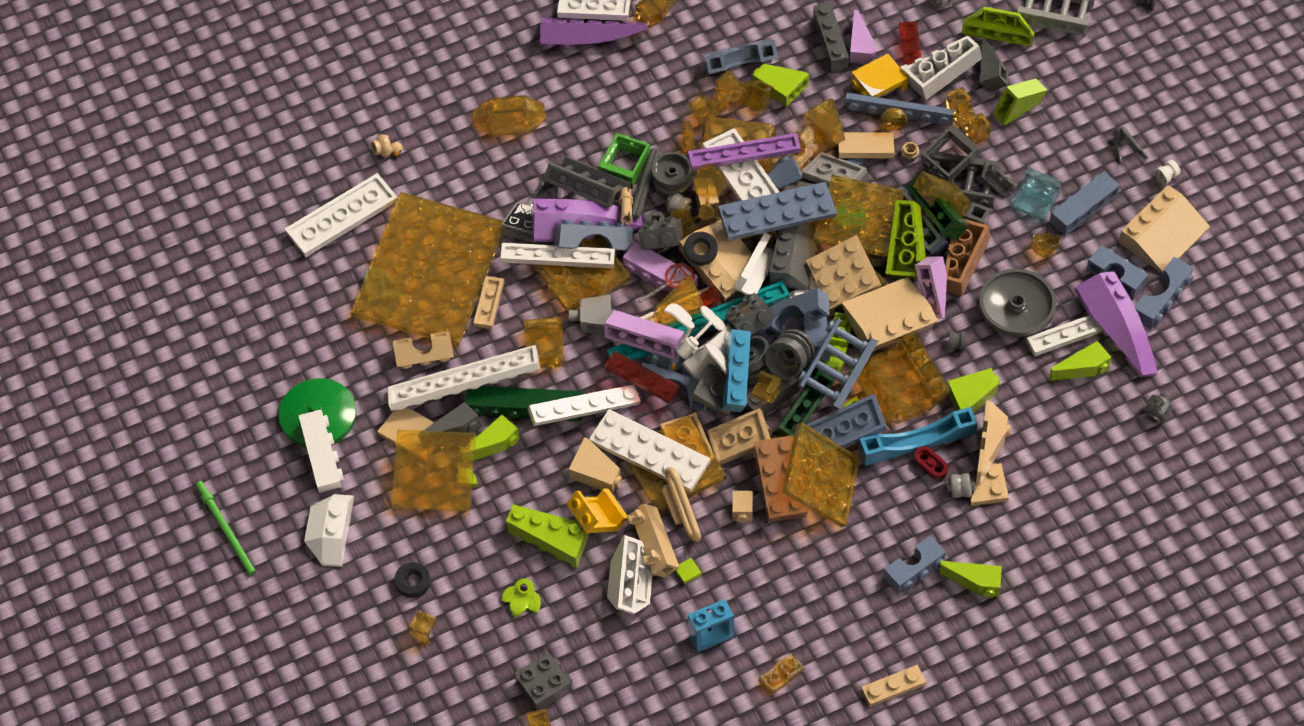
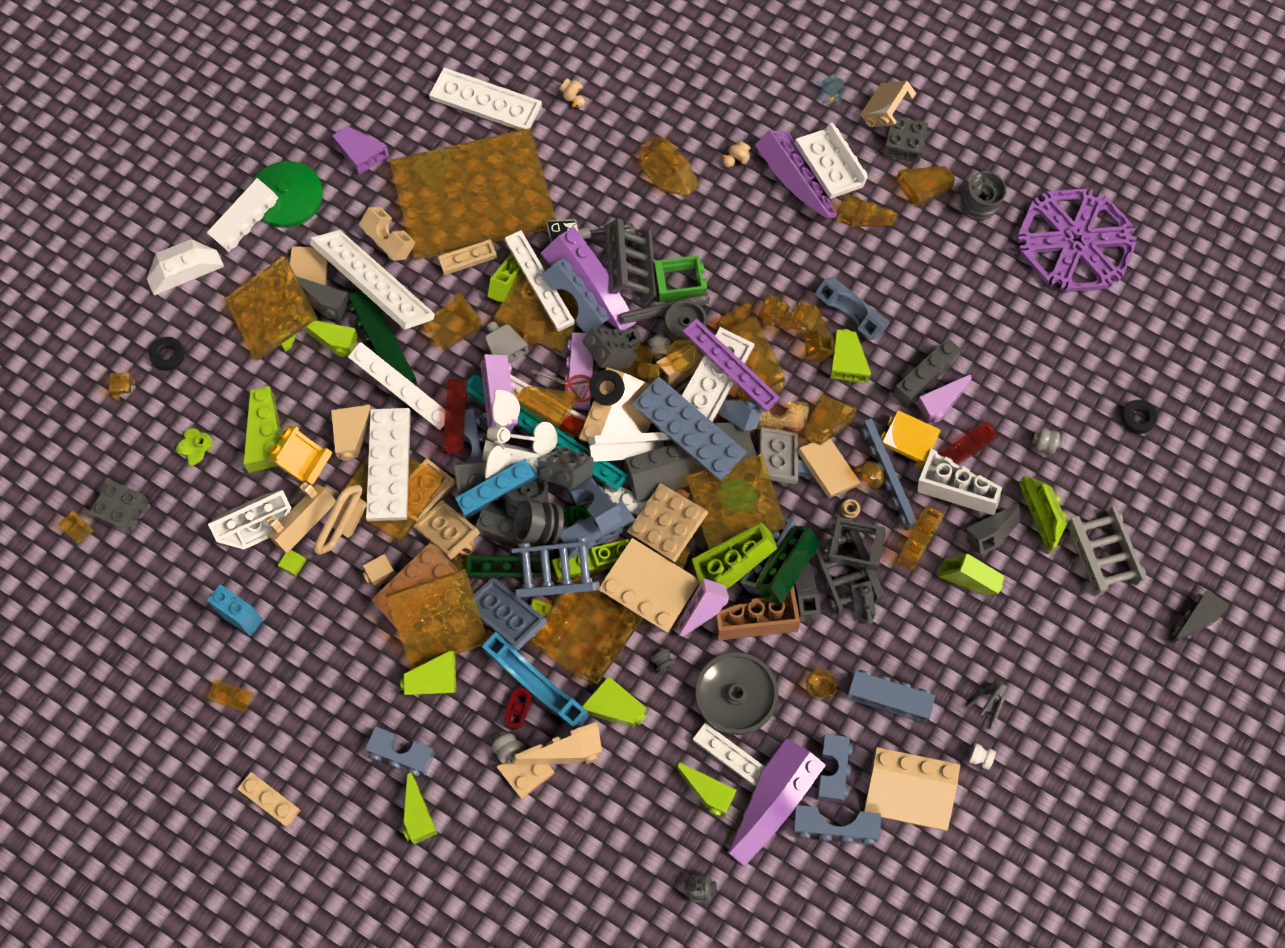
camera: 55 degrees right, 10 degrees up
(208, 500) = (160, 164): bright green bar -> none
(316, 333) = (360, 149): none -> medium lavender slope
(532, 282) = (503, 279): none -> lime slope
(536, 59) = (737, 151): none -> tan animal
(626, 202) = (631, 303): tan pin -> none
(767, 387) = (498, 524): clear yellow panel -> none
(865, 508) = (432, 677): none -> lime slope
(932, 187) = (804, 559): clear yellow panel -> none
(1037, 194) = (871, 648): clear light blue bracket -> none

